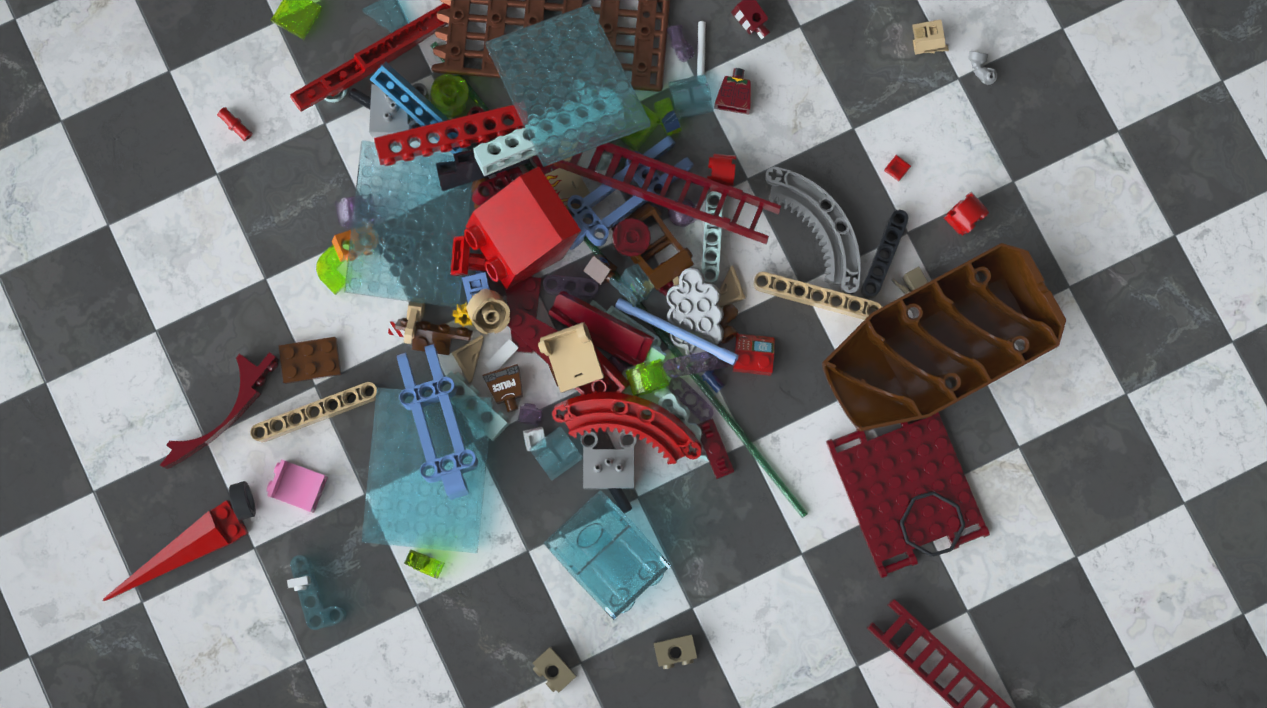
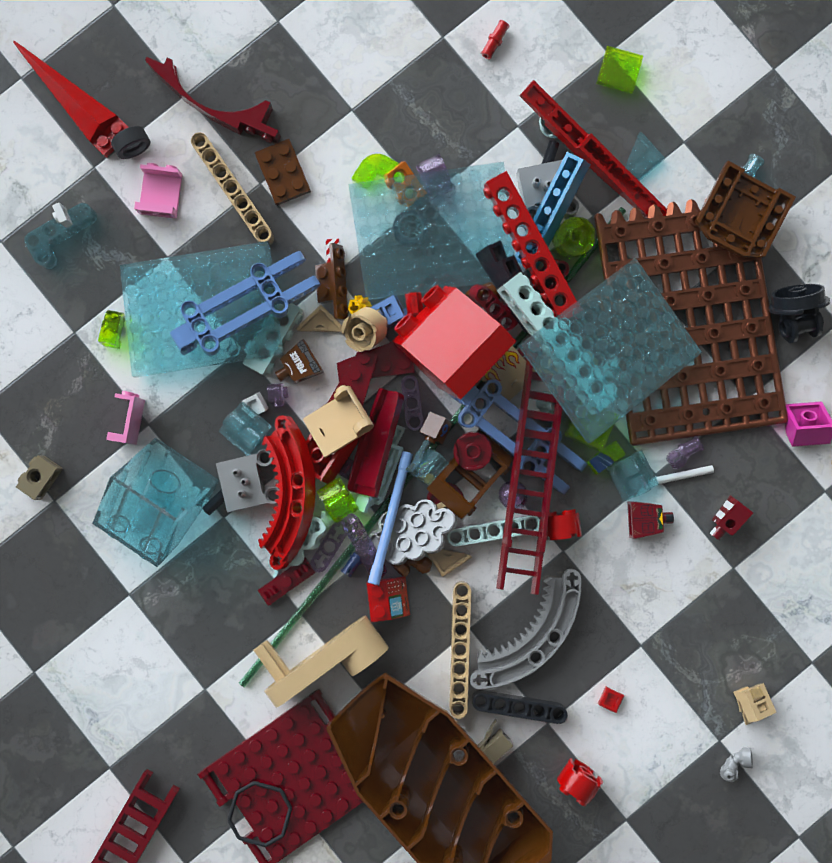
camera: 75 degrees right, 5 degrees up
(414, 313) = (348, 258): tan piece -> none
(460, 256) = (414, 288): red tile -> none
(501, 355) = (329, 353): white sticker -> none
(537, 570) = (133, 419): none -> bright pink panel
(663, 649) = (91, 595): dark tan brick -> none
(792, 394) = (353, 647): none -> tan beam

